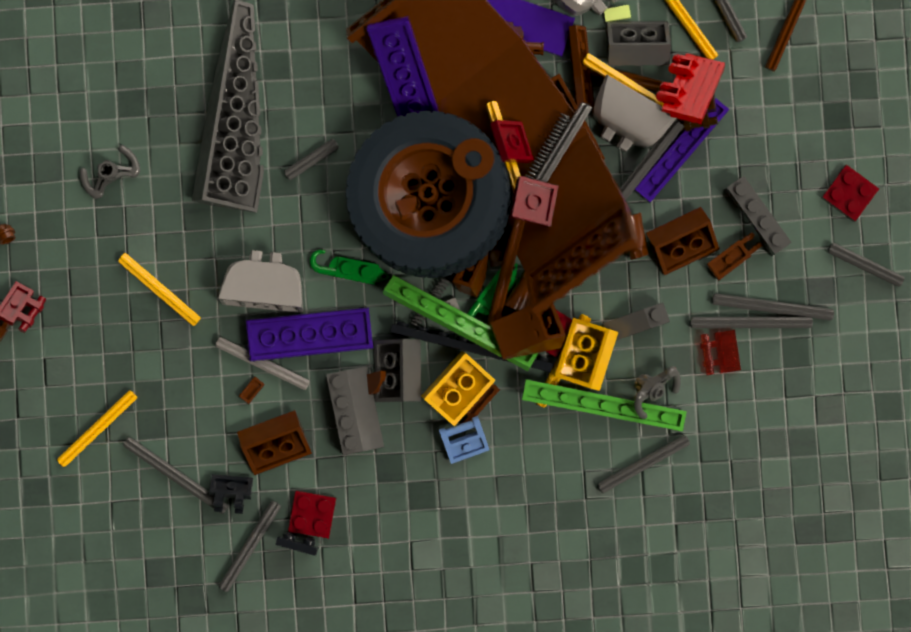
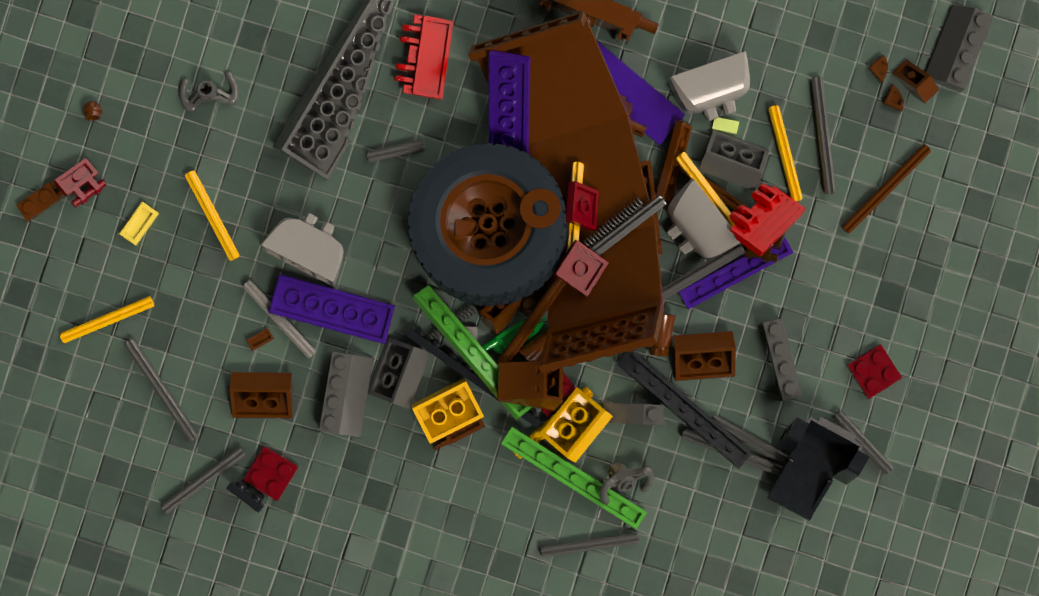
camera: 20 degrees right, 0 degrees up
(92, 324) = (139, 223): none -> light yellow tile
(230, 487) = (207, 420): black plate -> none
(308, 57) = (429, 56): none -> red hinge
(349, 269) = (391, 264): green plate -> none
(375, 381) = (374, 375): reddish brown tile -> none
(466, 445) = (434, 465): medium blue plate -> none
(683, 298) = (684, 408): none -> black plate
(726, 350) = (705, 471): clear red plate -> none
(732, 257) = (743, 388): reddish brown hinge -> none
(827, 293) = (817, 455): none -> black piece

